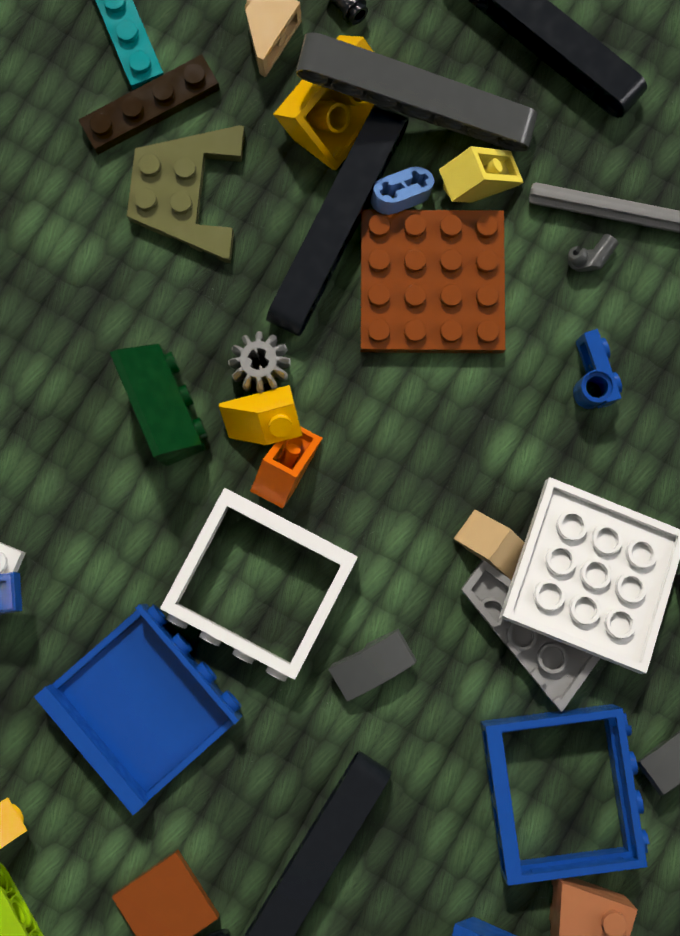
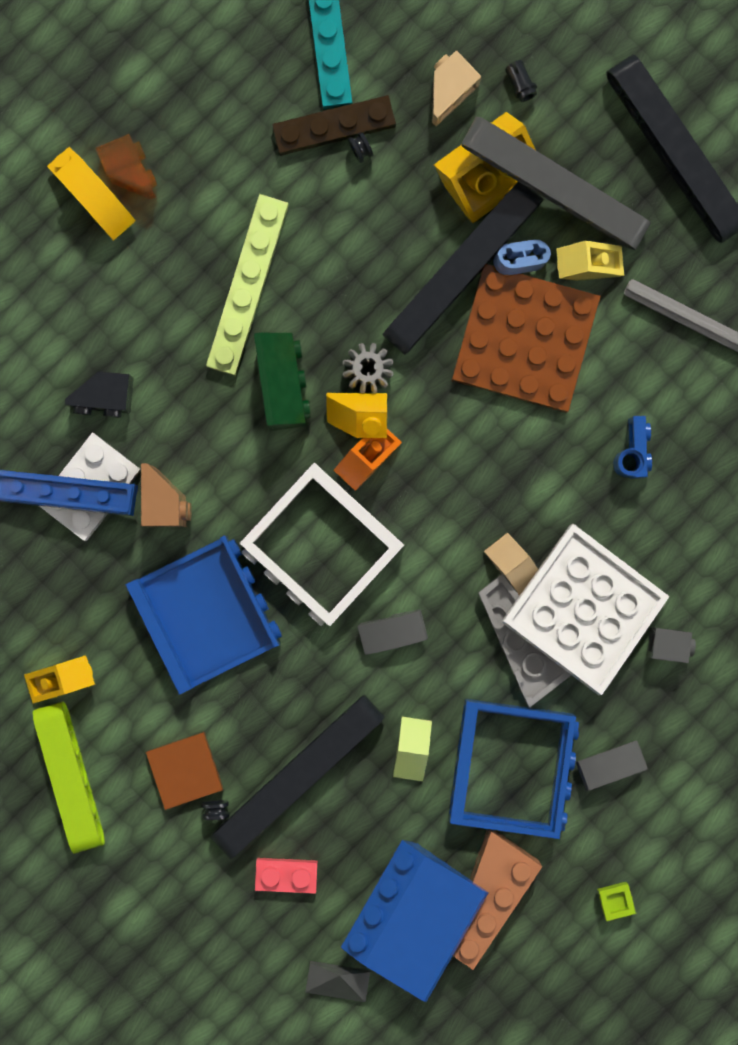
camera: 10 degrees right, 5 degrees up
(51, 582) = (161, 501): none -> medium nougat slope
(96, 307) = (247, 285): none -> yellowish green plate
(169, 188) = (332, 201): olive wing -> none
(185, 118) = (360, 147): none -> black bush
(435, 800) = (412, 748): none -> yellowish green slope
(594, 258) = (660, 355): dark grey arm -> none

